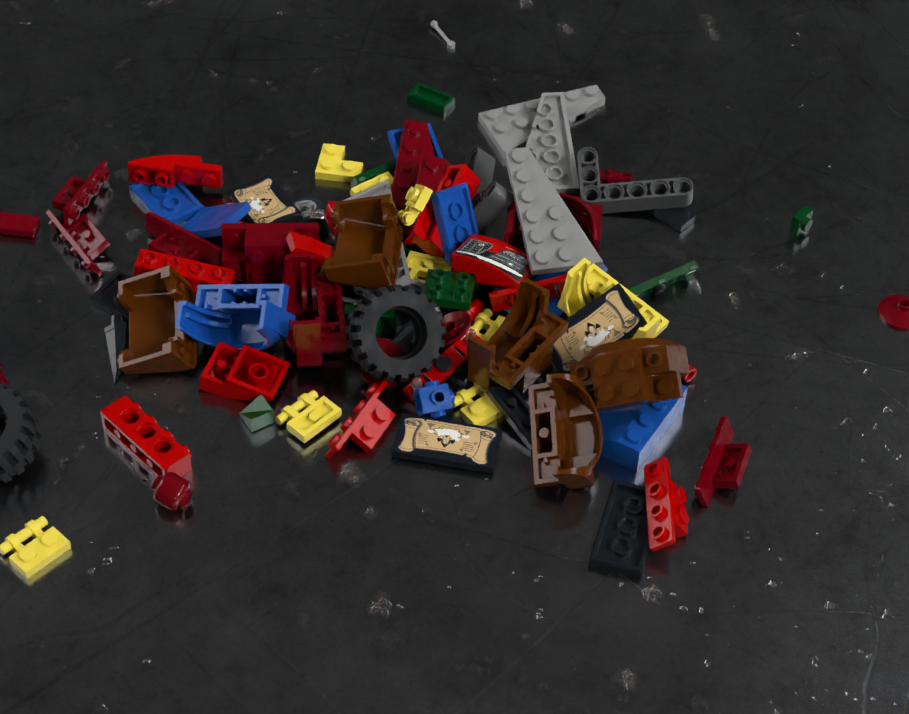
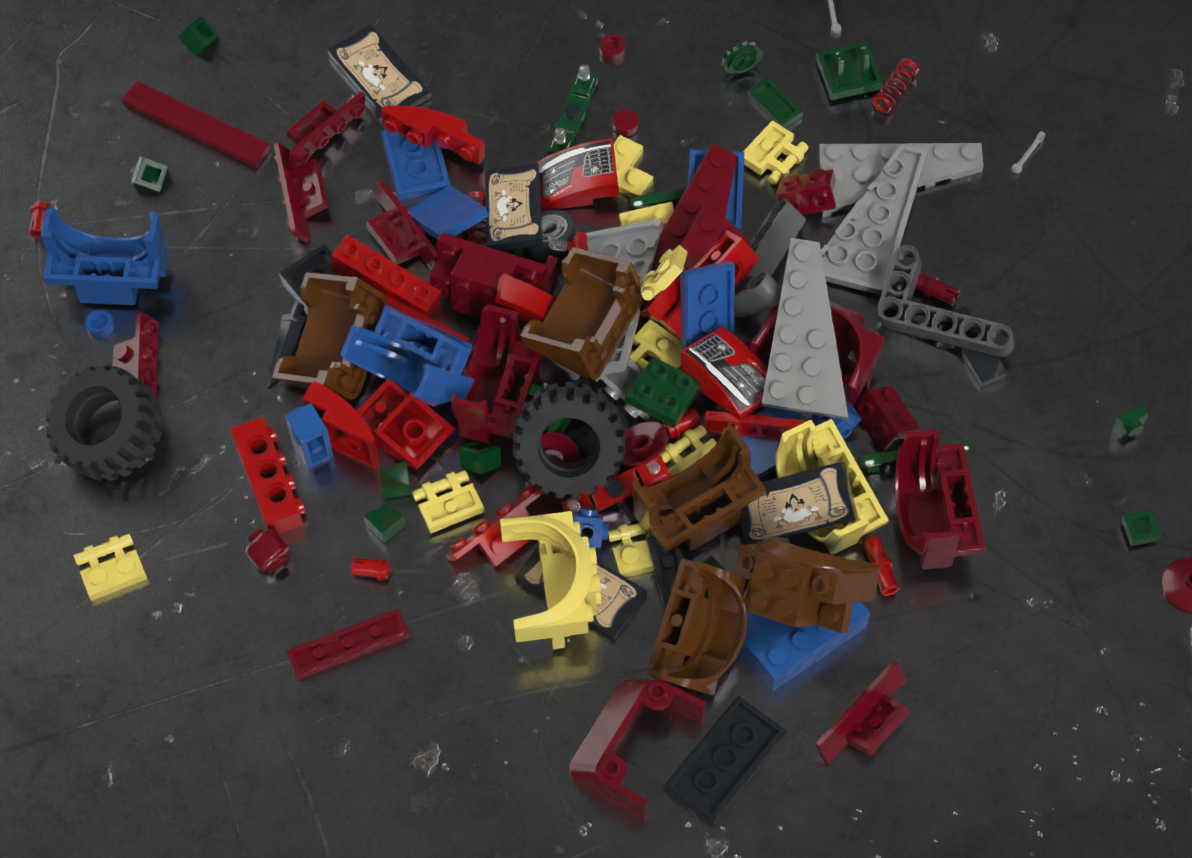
camera: 25 degrees right, 15 degrees up
(94, 144) = (378, 71): none -> tile
(171, 397) = (309, 435): none -> blue brick
(196, 382) = (345, 426): none -> red slope
(262, 445) = (384, 522): none -> dark green slope
(267, 480) = (370, 568): none -> red pin
(272, 542) = (347, 644): none -> dark red tile
(278, 139) = (573, 111): none -> dark green piece
(287, 93) = (612, 47): none -> dark red tile
(308, 171) = (578, 175): none -> slope
(319, 378) = (480, 456): none -> dark green slope
(322, 135) = (625, 122): none -> dark red tile
(389, 77) = (742, 58): none -> dark green gear
(440, 436) = (568, 576): none -> light yellow piece
(442, 122) = (768, 146): none -> light yellow plate
(476, 63) = (849, 70): none -> dark green plate
(492, 139) = (809, 191): none -> dark red bracket
(514, 58) = (903, 70): none -> red piece
(538, 560) = (597, 766): none -> dark red windscreen
(623, 266) = (885, 415): none -> dark red bracket
(629, 94) = (1017, 167): none -> light grey hinge
(664, 505) = (775, 751): red bracket -> none
(705, 310) = (934, 515): none -> dark red piece
(847, 284) = (1141, 527): none -> dark green plate

